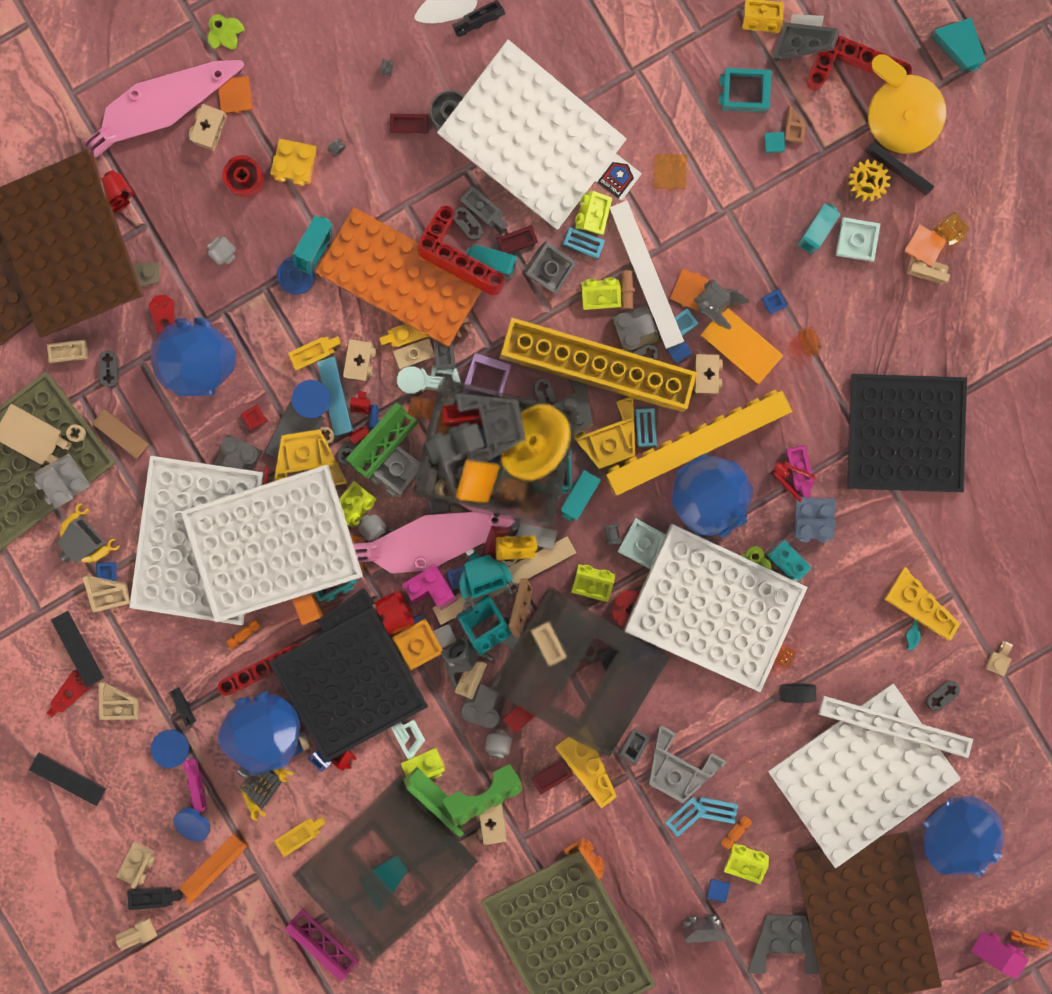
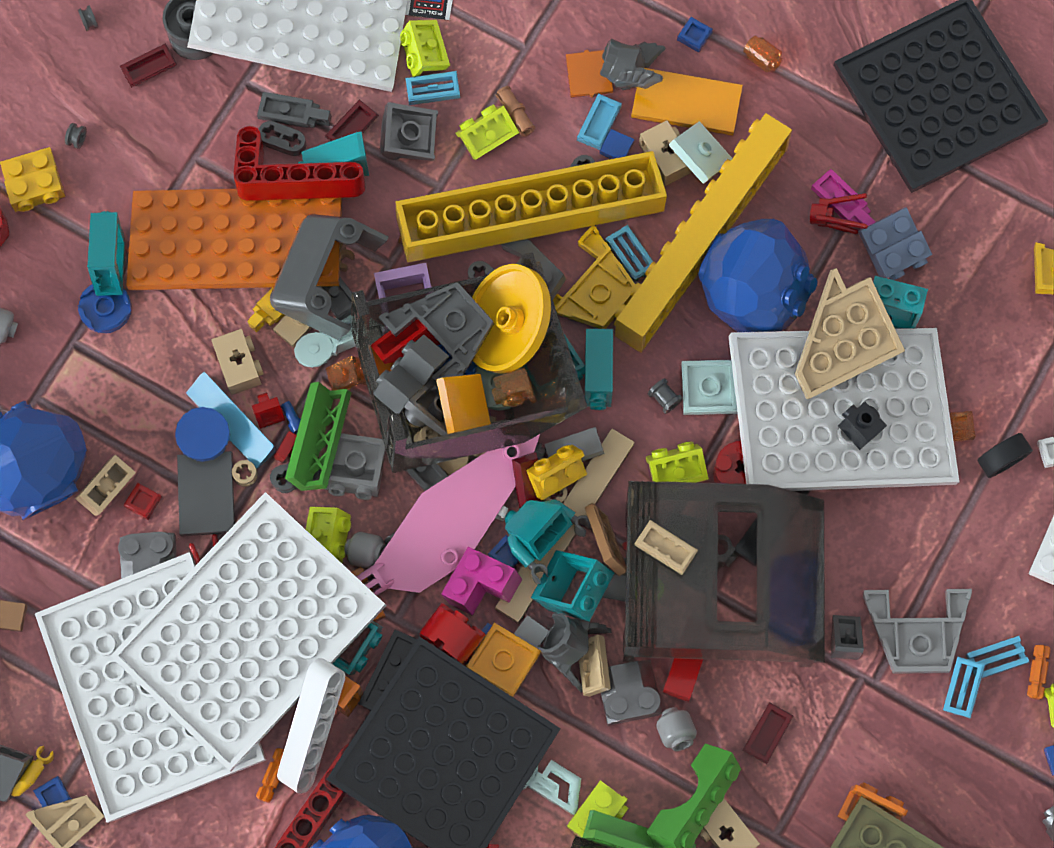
camera: 30 degrees left, 15 degrees down
(234, 397) = (105, 485): none -> tan brick
(278, 623) = (311, 725): none -> white beam
(305, 452) = (225, 500): yellow wing -> none
(313, 352) = (175, 382): yellow hinge -> none
(433, 326) = (296, 288): none -> dark grey windscreen
(588, 768) = (805, 694): yellow wing -> none
(635, 329) = (550, 147): flat silver slope -> none
(646, 274) = (528, 82): white tile -> none
(719, 627) = (861, 424): none -> black brick
(728, 388) = (700, 152): none -> light aqua plate
(742, 569) = (846, 336): none -> tan wing

